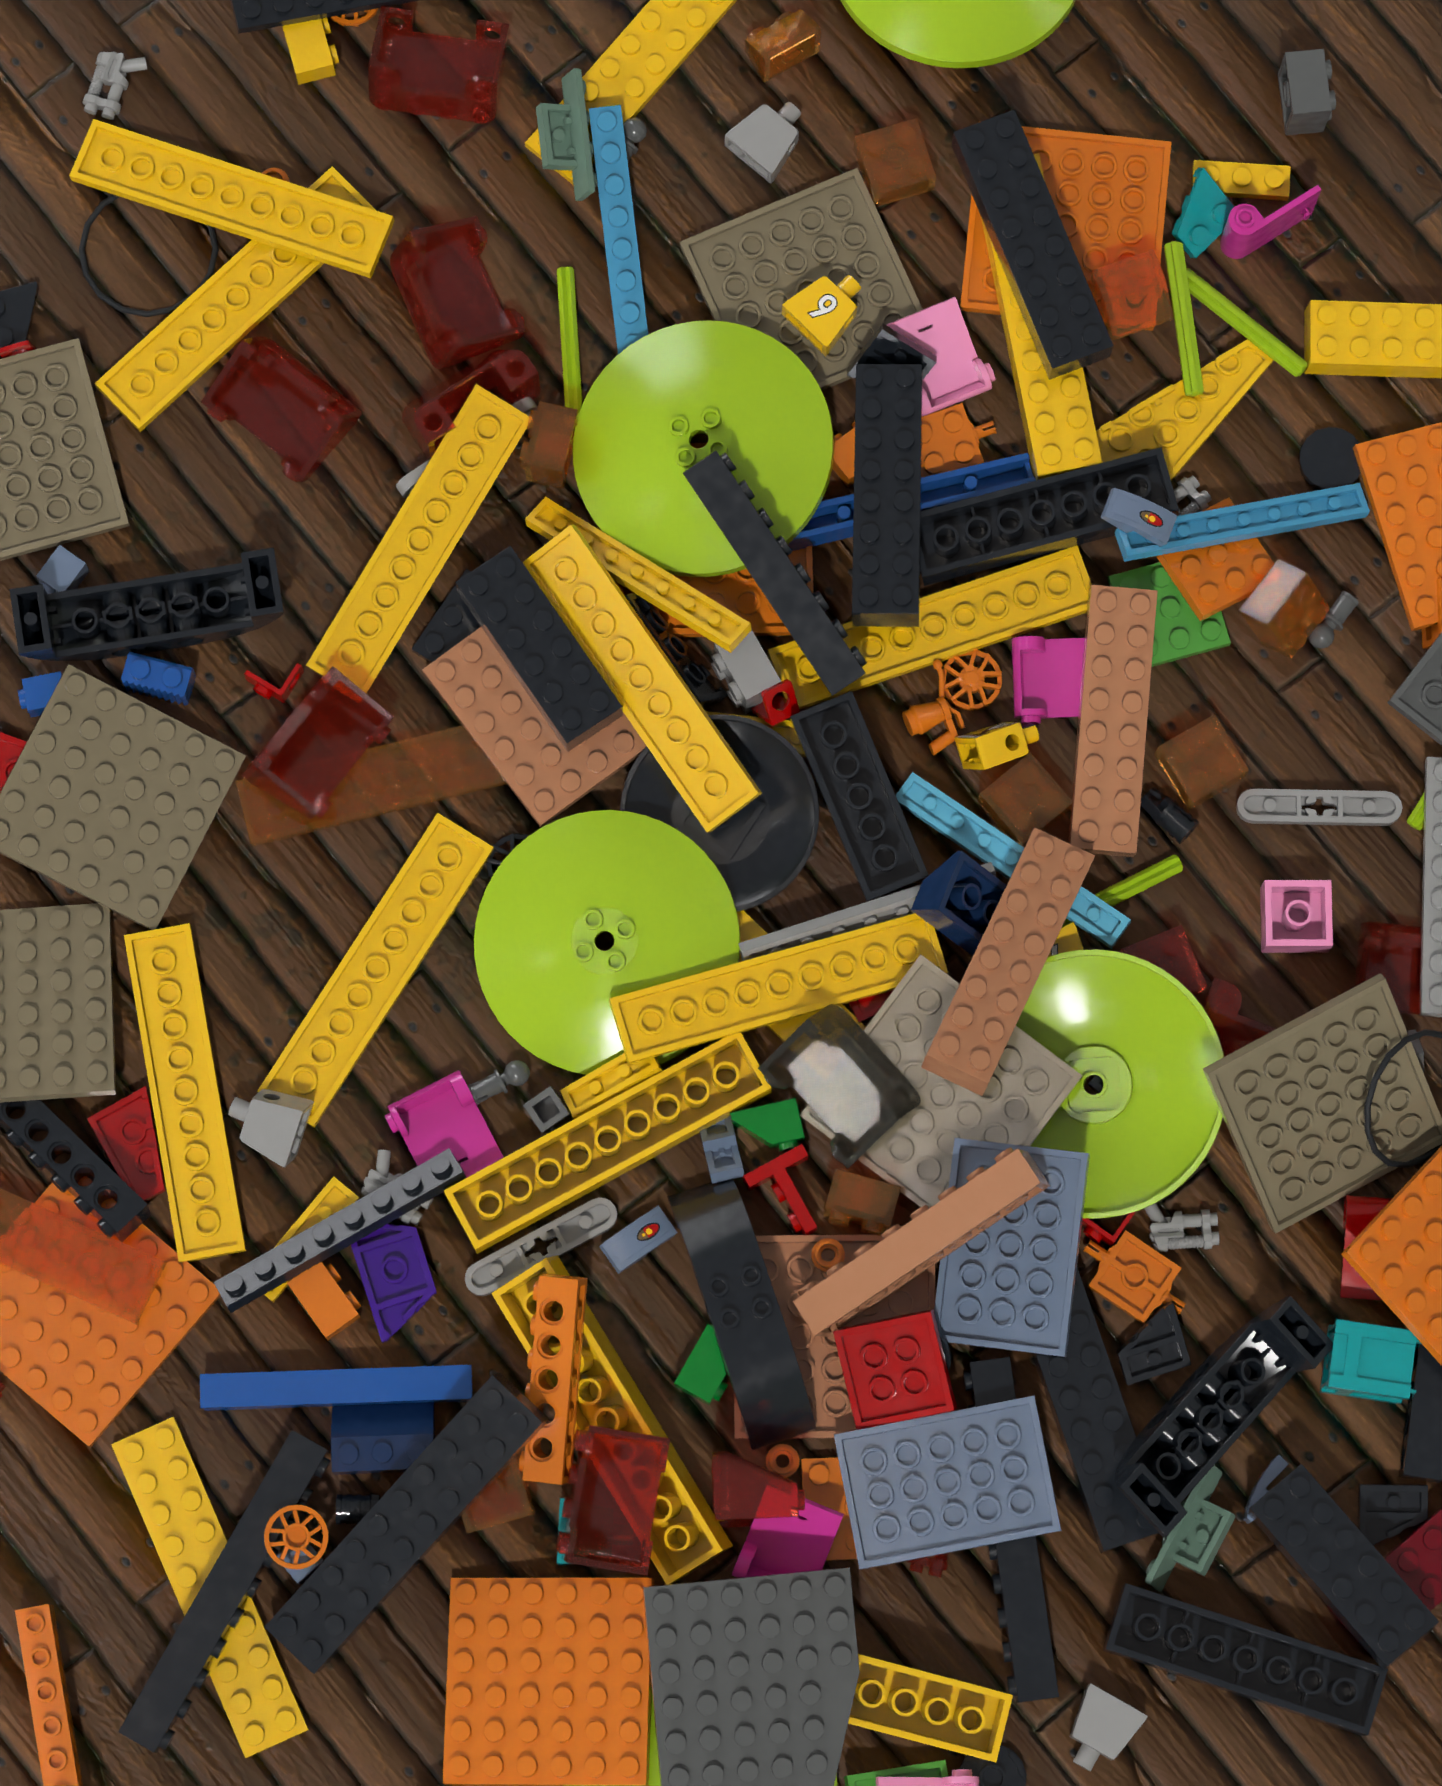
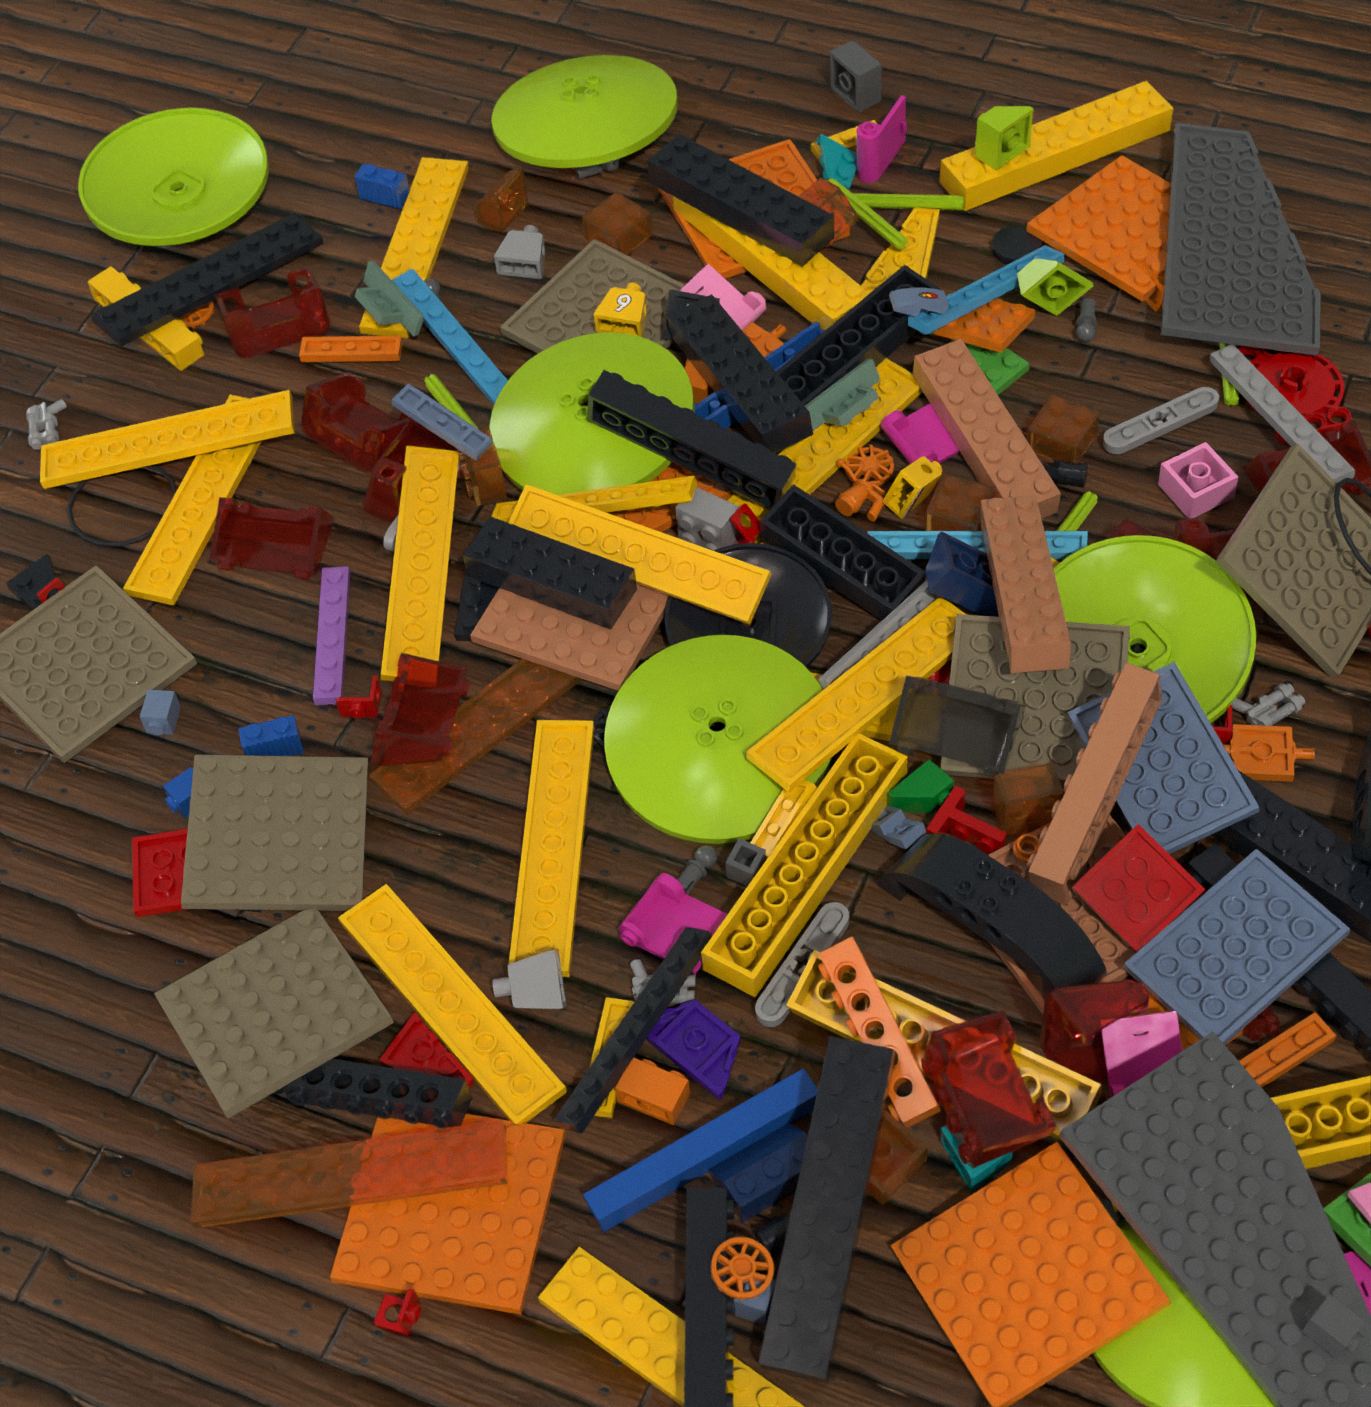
camera: 20 degrees left, 25 degrees down
(148, 611) = (247, 694): black slope -> none
(294, 558) = (331, 635): none -> medium lavender plate
(499, 172) = (351, 348): none -> orange plate
(523, 388) = (442, 422): none -> sand blue plate
(638, 1239) = (875, 919): sand blue slope -> none
(704, 1370) = (990, 980): green slope -> none
(919, 1602) = (1288, 1049): none -> orange plate
(987, 587) = (845, 397): none -> sand green bracket
(1154, 1348) = (1315, 785): black wing -> none
(1284, 609) = (1052, 319): clear orange brick -> none
(1318, 556) = (1051, 285): none -> lime slope
(1388, 324) = (1003, 134): none -> lime slope

